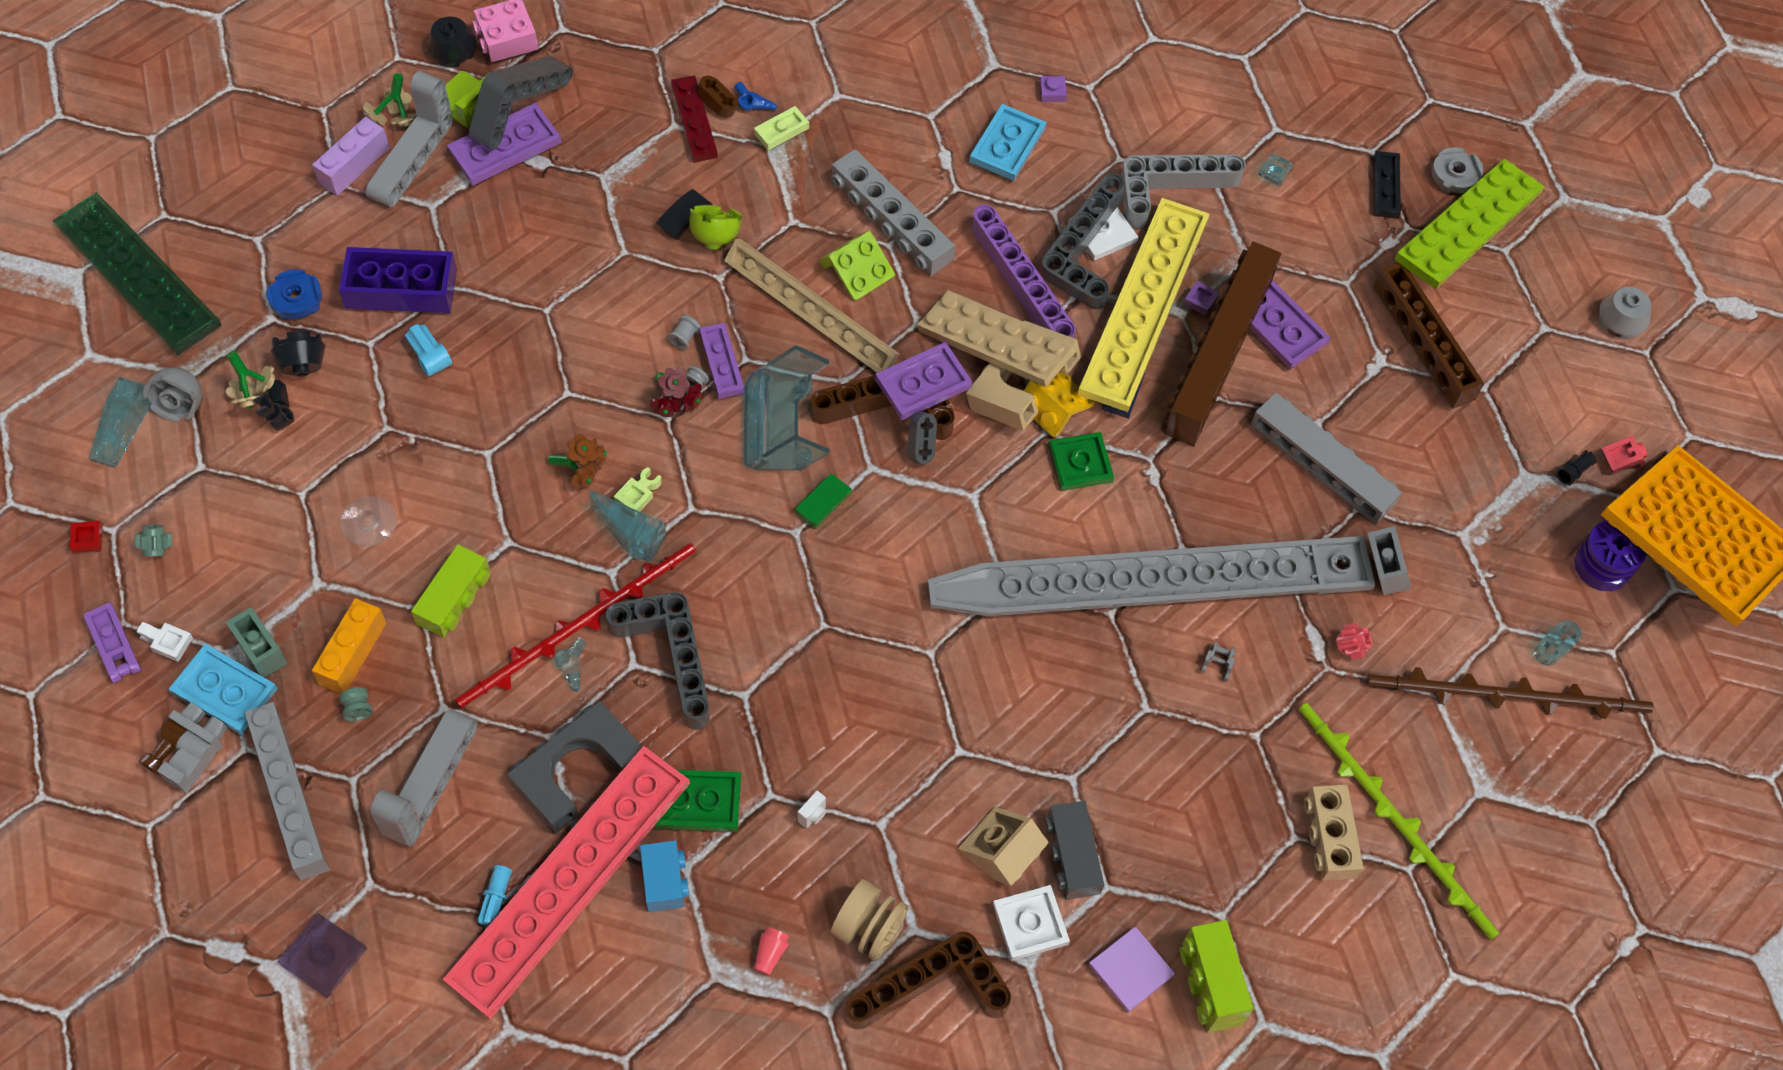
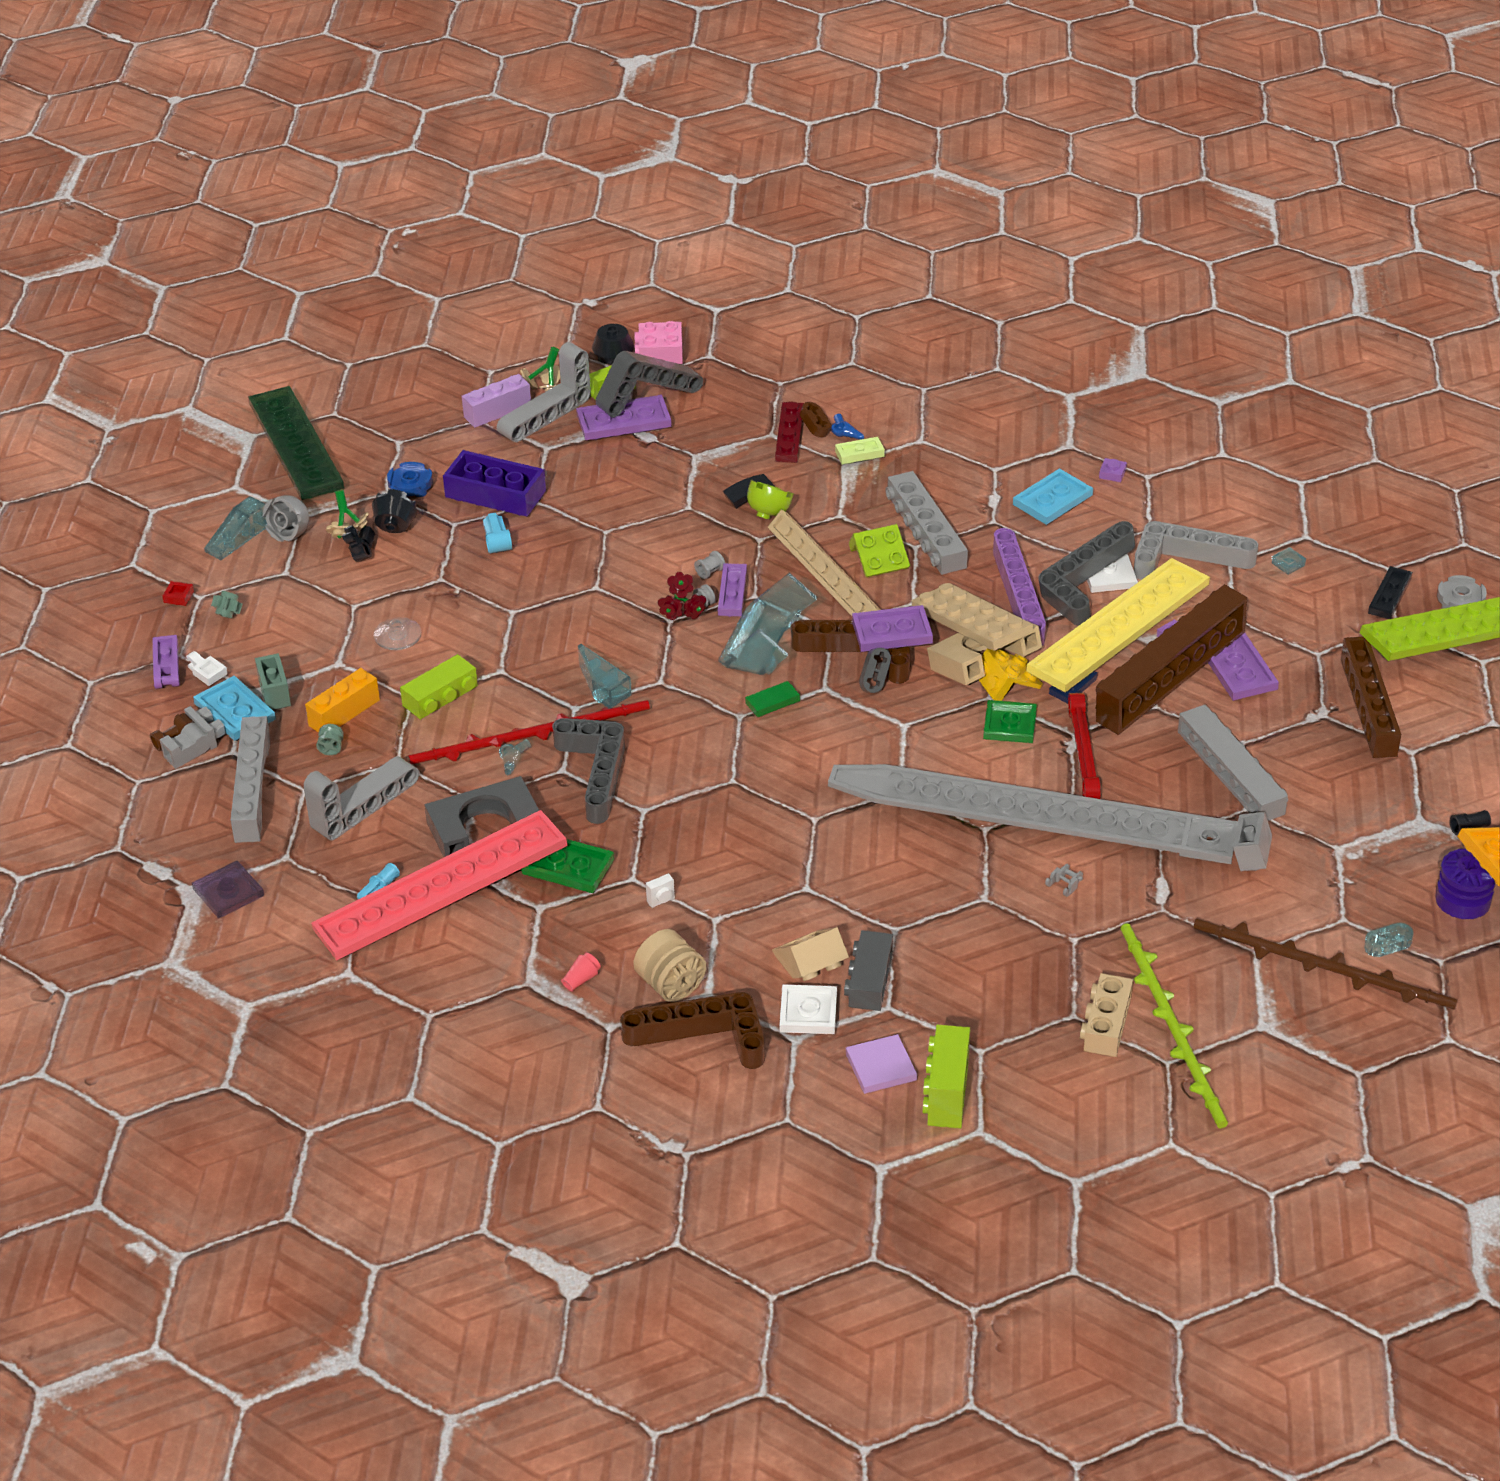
camera: 25 degrees right, 20 degrees down
(582, 452) = (582, 631): dark orange plant -> none
(638, 494) = (623, 658): yellowish green plate -> none
(663, 877) = (517, 903): dark azure brick -> none
(1199, 530) = (1077, 712): none -> red piece
(1354, 641) = (1192, 890): coral gear -> none

